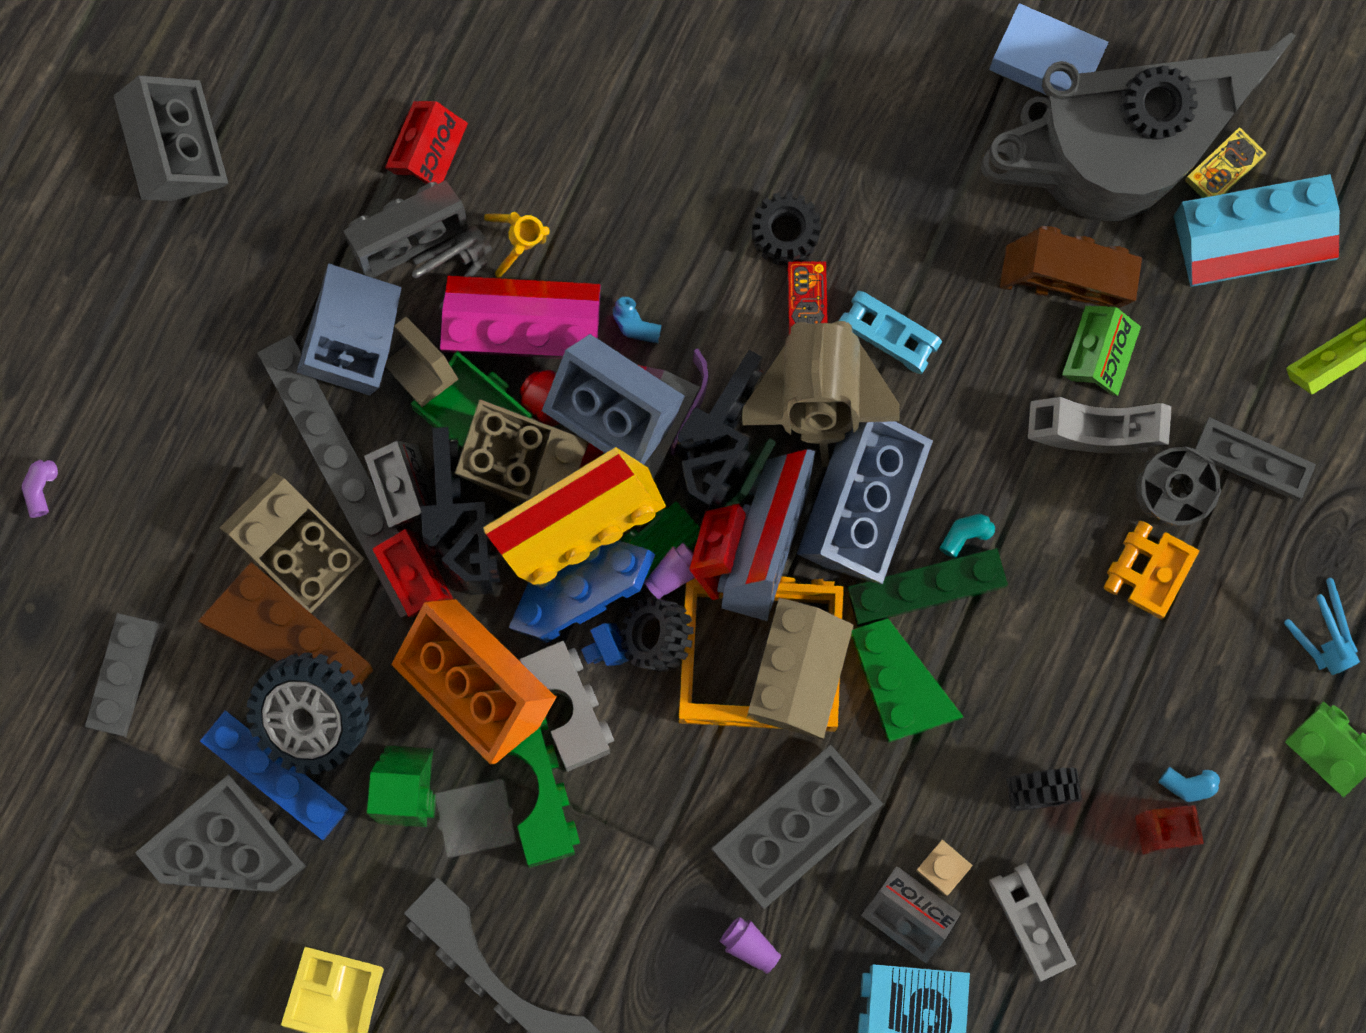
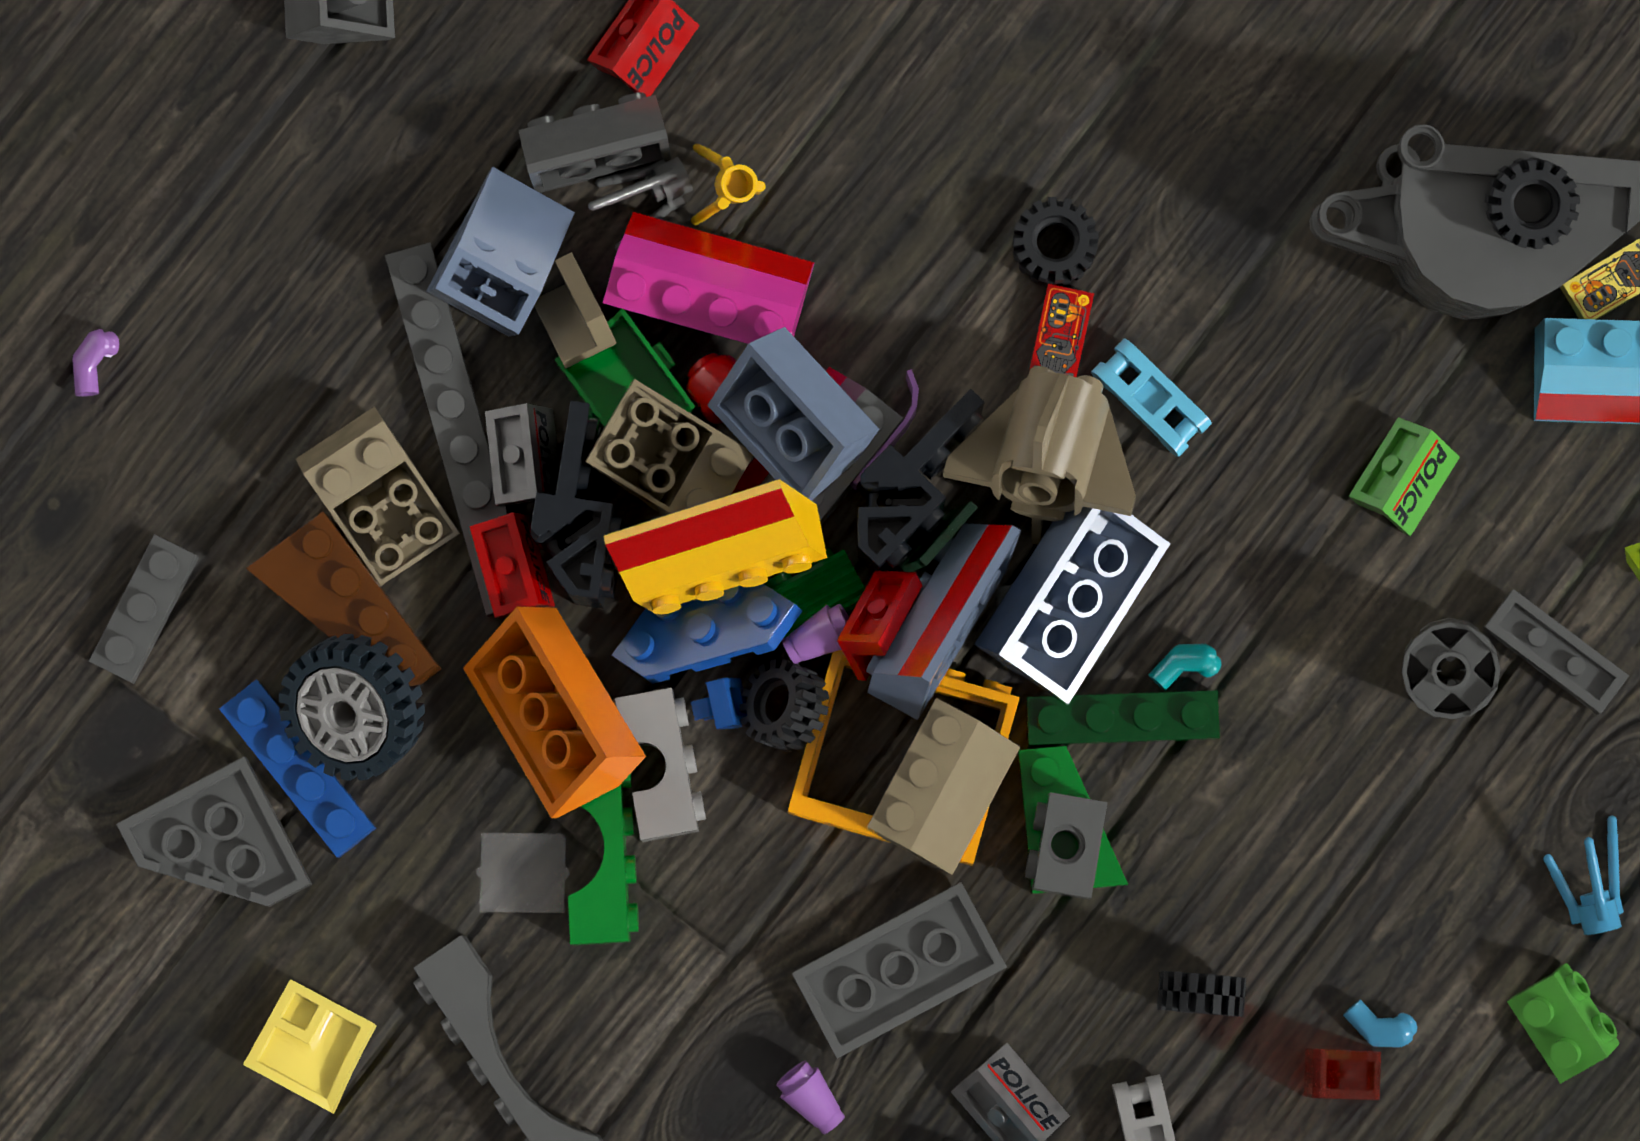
camera: 20 degrees right, 5 degrees up
(402, 787) = (443, 817): green wedge -> none
(631, 323) = (841, 318): dark azure arm -> none
(919, 673) = (1083, 820): none -> dark grey brick
(944, 868) = (1062, 1058): tan plate -> none
(1037, 42) = (1426, 86): light blue container -> none
(1073, 267) = (1392, 369): reddish brown wedge -> none
(1098, 429) = (1373, 572): light grey arch -> none
(1162, 575) = (1408, 768): light orange plate -> none

